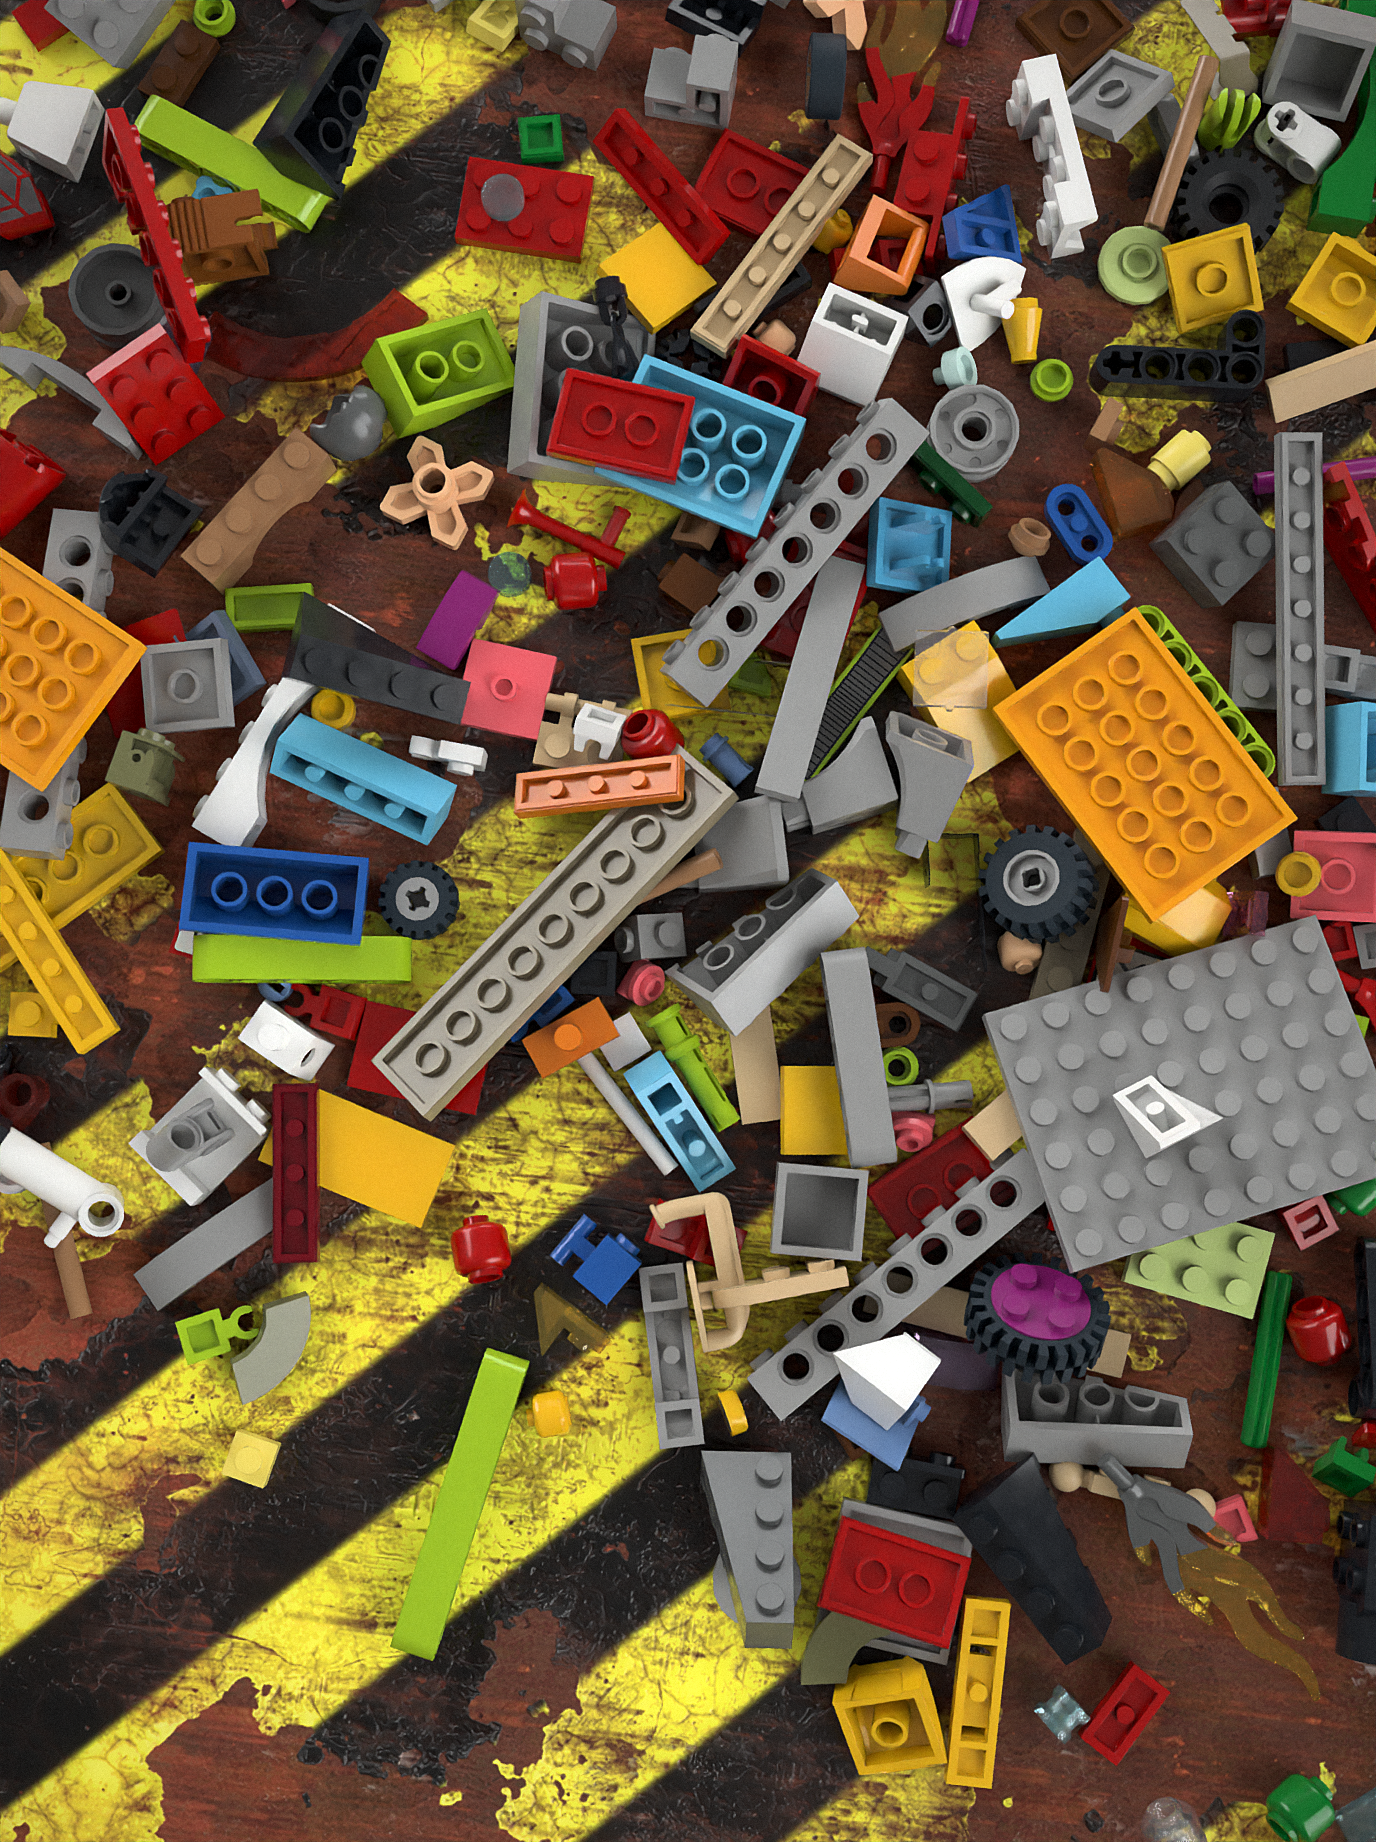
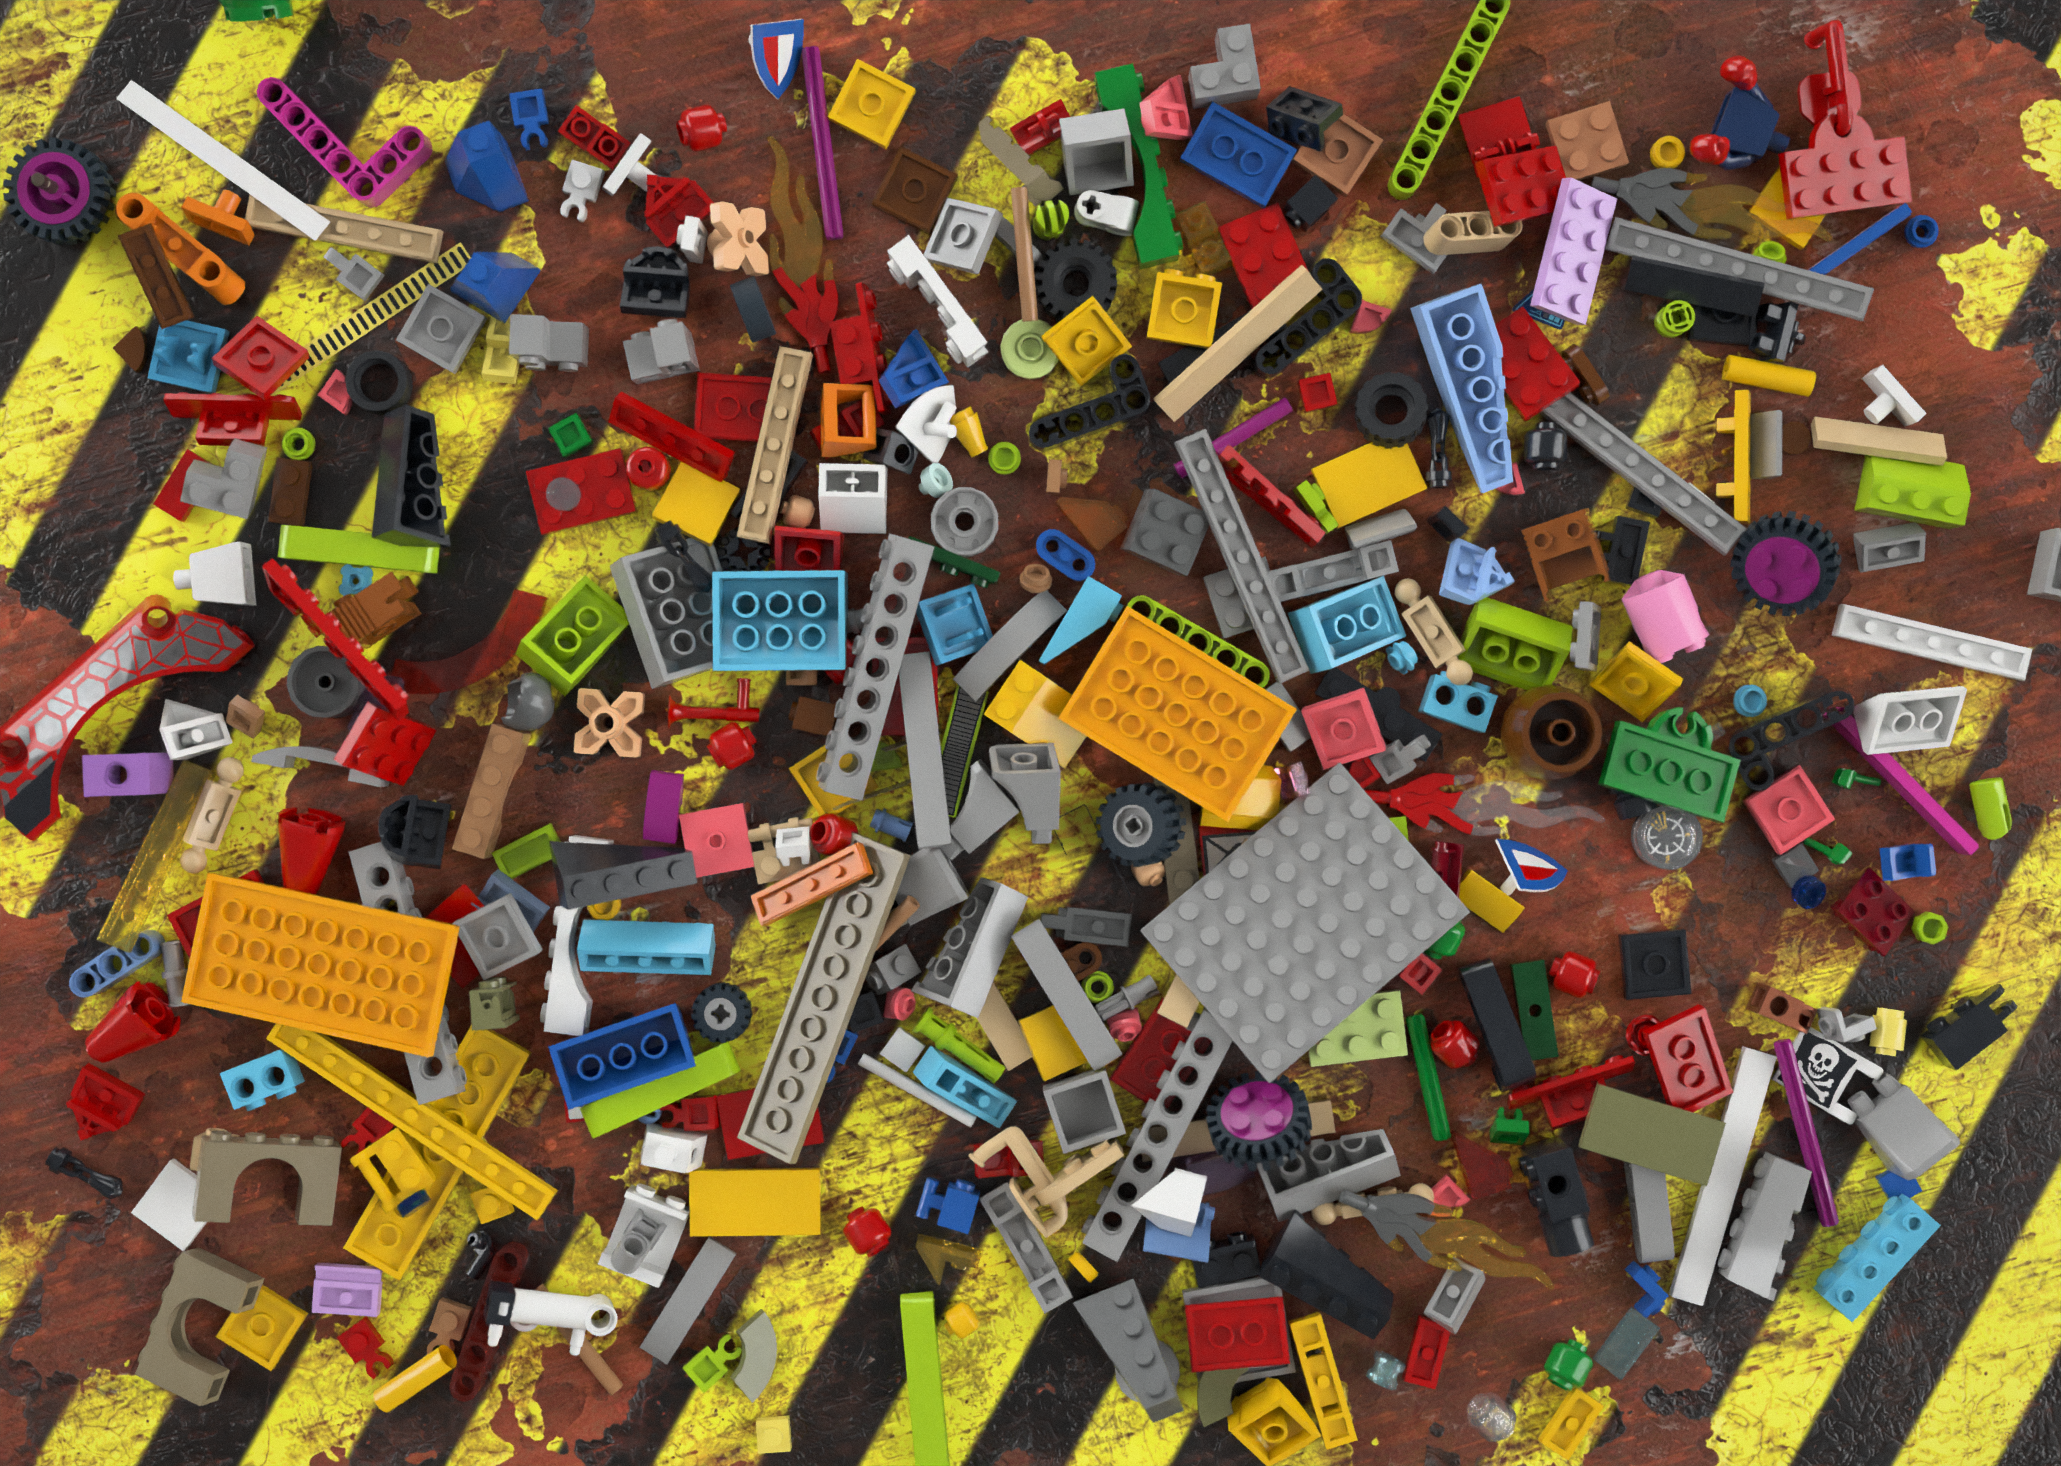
camera: 20 degrees left, 5 degrees up
(296, 1172) = (719, 1234): dark red tile -> none
(459, 757) = (706, 903): white plate -> none
(510, 574) = (685, 757): clear light blue tile -> none
(571, 1037) = (866, 1063): orange tile -> none
(617, 211) = (652, 477): none -> red head
(620, 426) = (718, 632): red tile -> none
(835, 232) = (808, 415): yellow piece -> none
(950, 669) = (1018, 703): clear piece -> none
(1112, 942) = (1204, 843): reddish brown piece -> none
(1159, 1115) = (1286, 951): white slope -> none
(1180, 459) = (1117, 479): light yellow brick -> none
(1189, 1655) = (1455, 1296): none -> light grey slope
(1298, 873) = (1315, 739): yellow tile -> none

